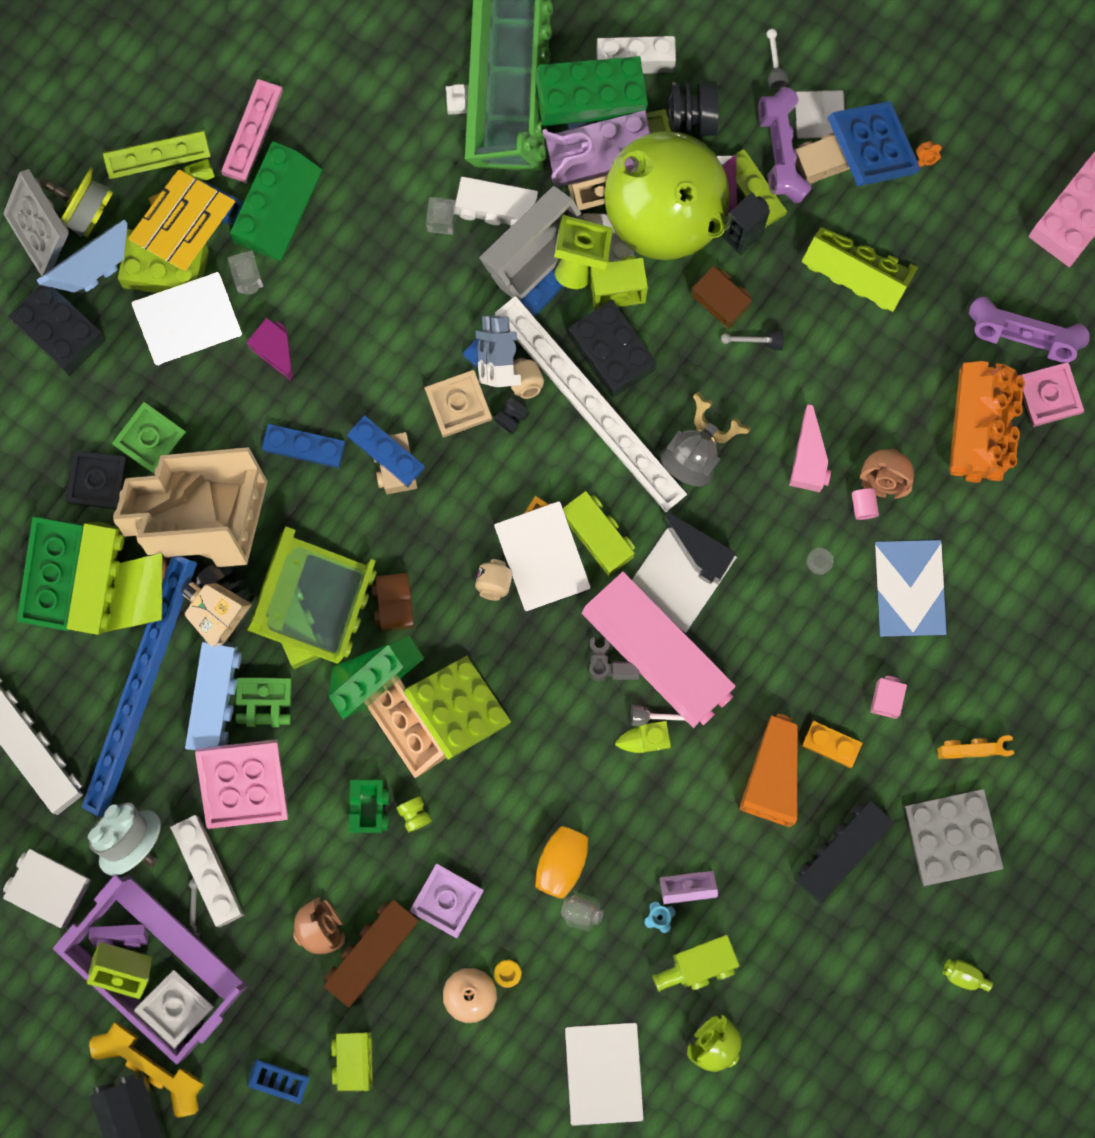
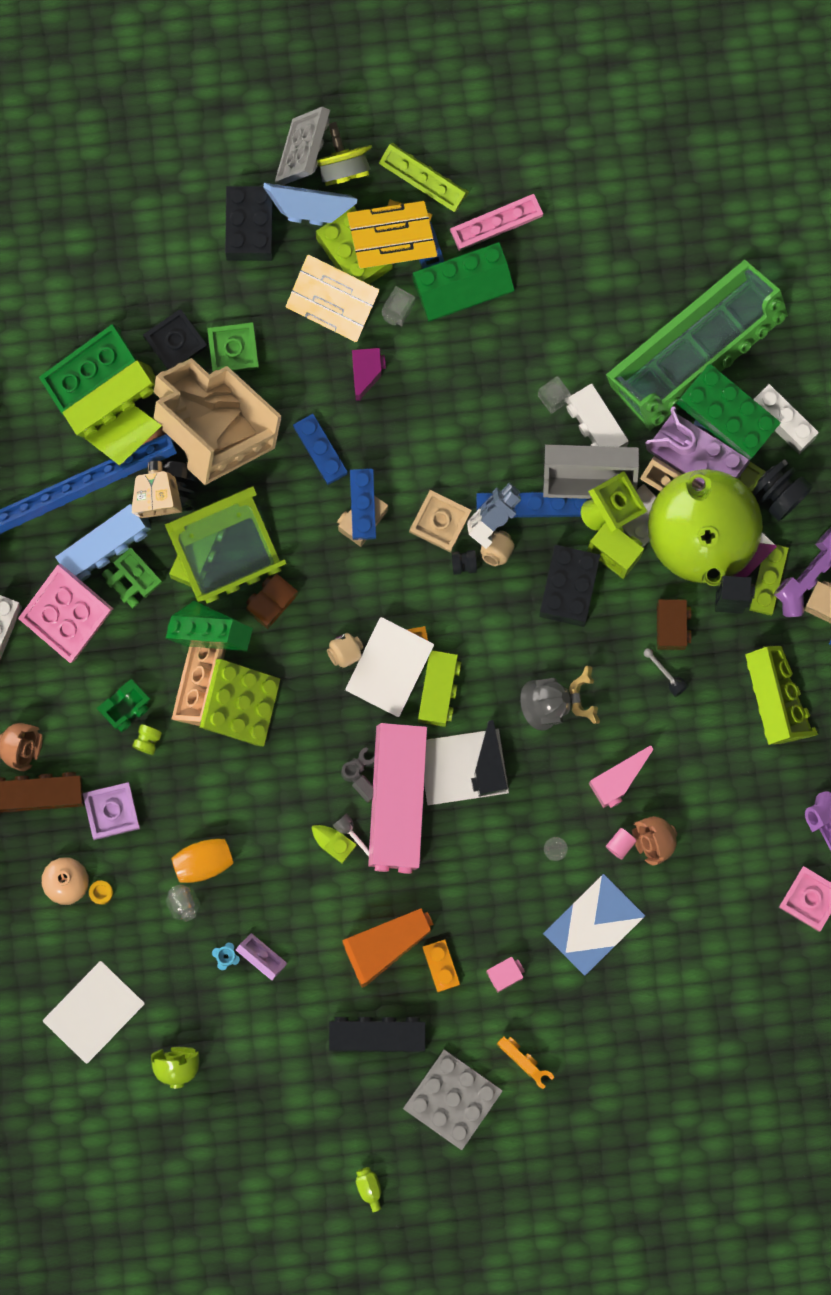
camera: 45 degrees right, 0 degrees up
(200, 170) = (438, 215): lime tile -> none
(457, 98) = (643, 331): white tile -> none
(592, 405) = (519, 606): white plate -> none
(699, 964) = (216, 1007): lime brick -> none
(983, 431) = (738, 878): orange brick -> none

